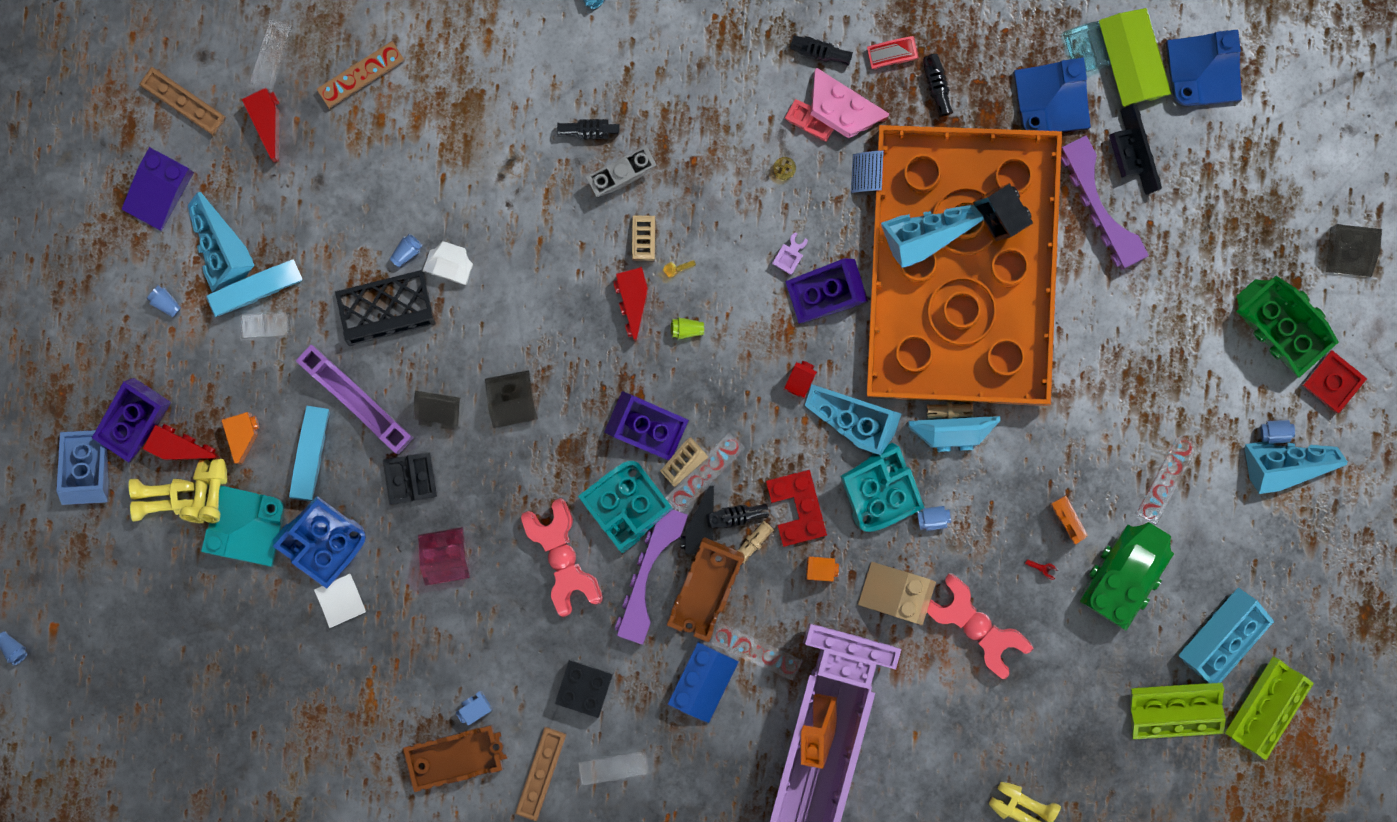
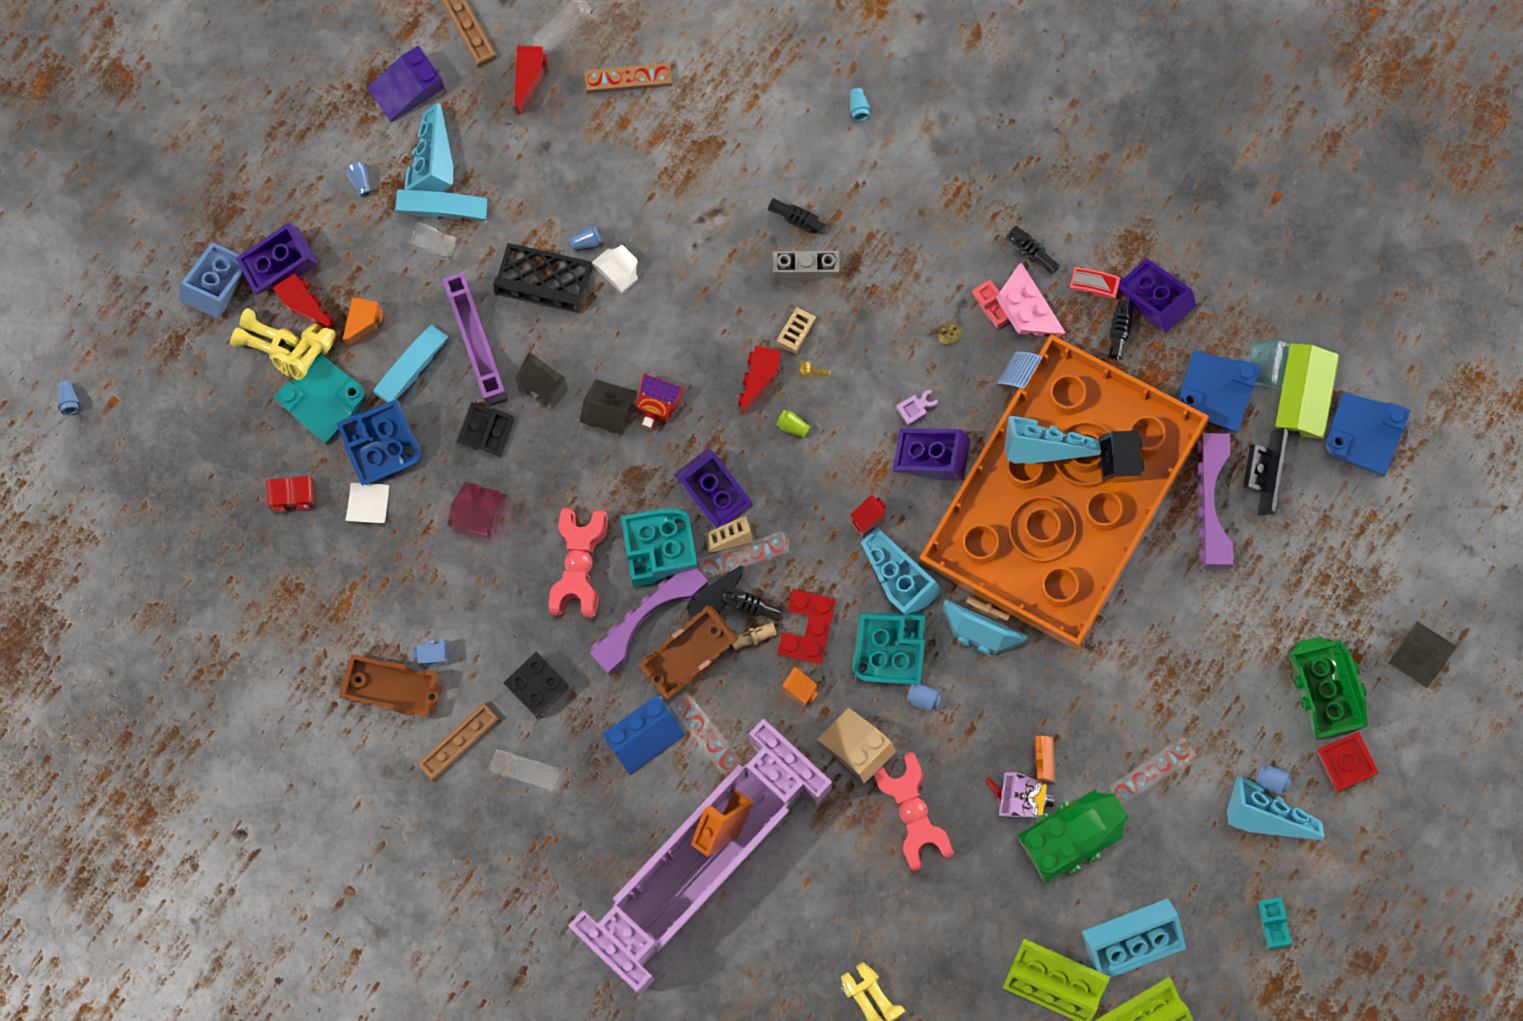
camera: 25 degrees right, 10 degrees down
(265, 630) = (290, 493): none -> red brick
(552, 370) = (657, 400): none -> torso
(955, 35) = (1157, 295): none -> dark purple slope
(1068, 564) = (1023, 796): none -> lavender torso
(1340, 559) = (1274, 924): none -> teal slope

